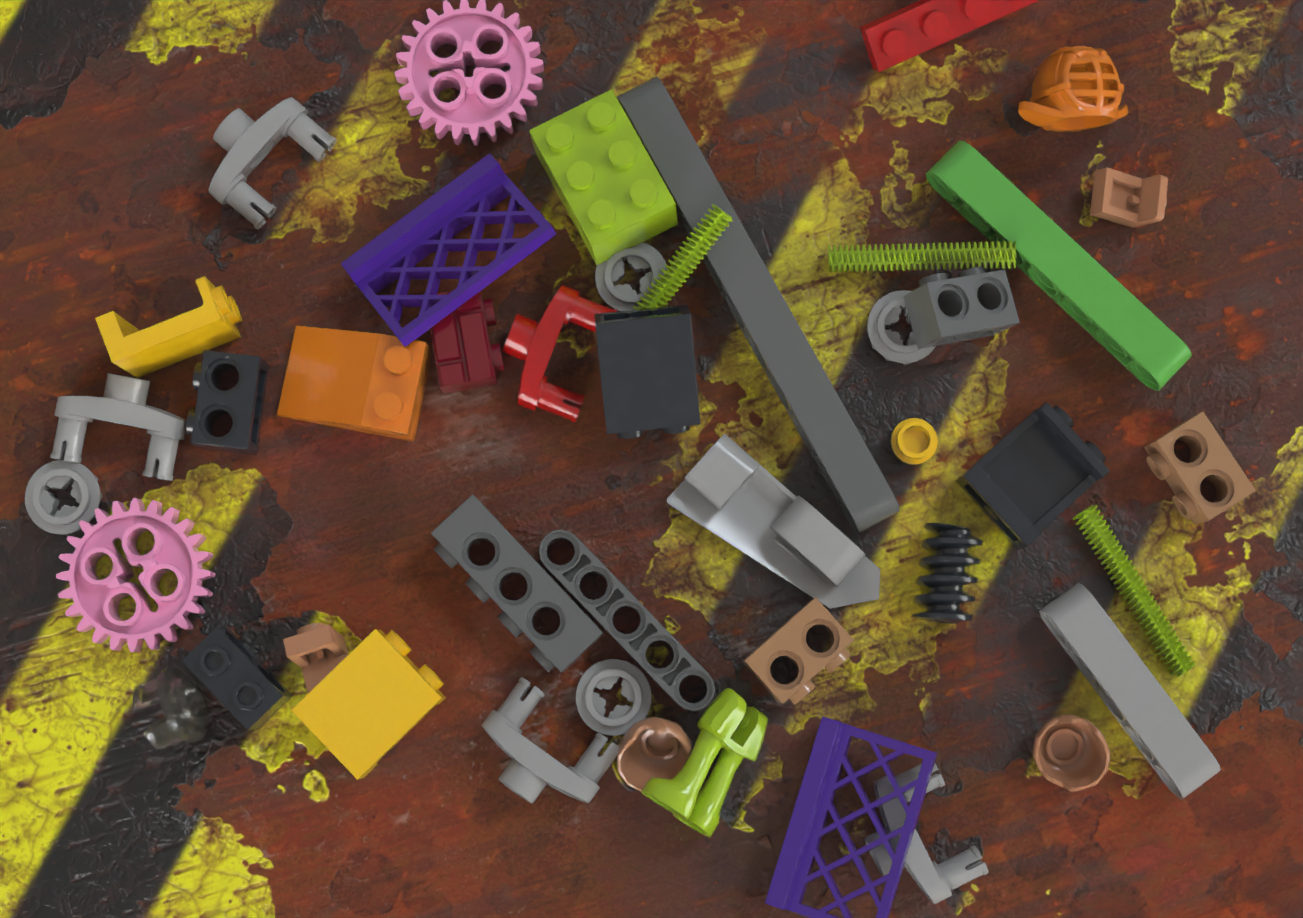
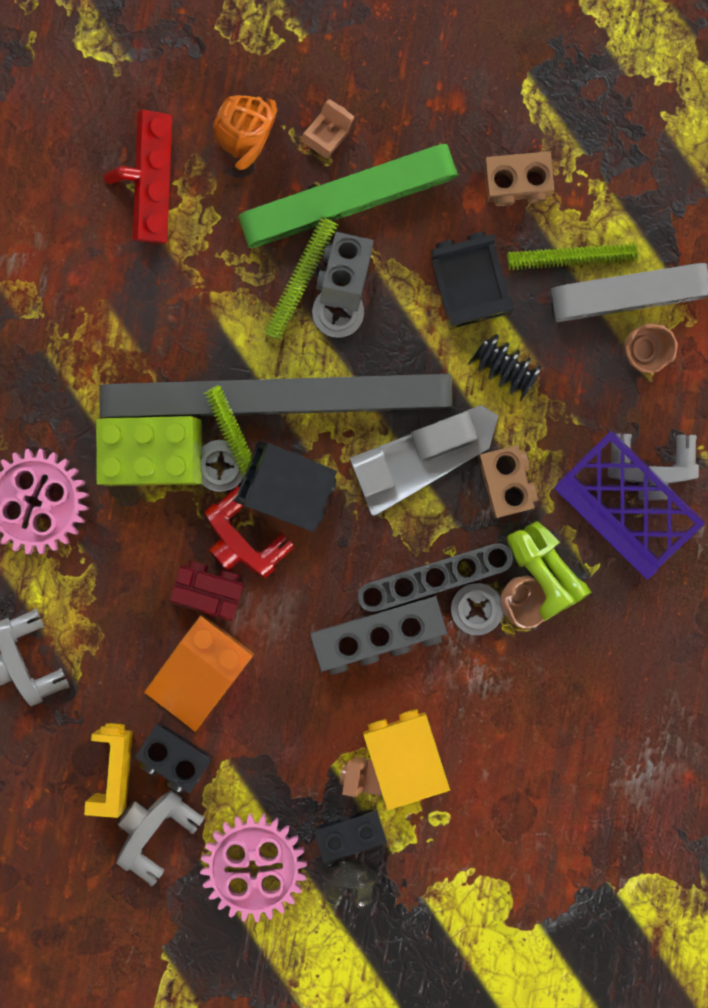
camera: 60 degrees left, 5 degrees up
(43, 505) = (178, 905): light grey gear -> none
(431, 230) = (127, 576): dark purple fence -> none
(530, 765) = (495, 680): light grey connector -> none
(914, 441) = (412, 343): yellow plate -> none

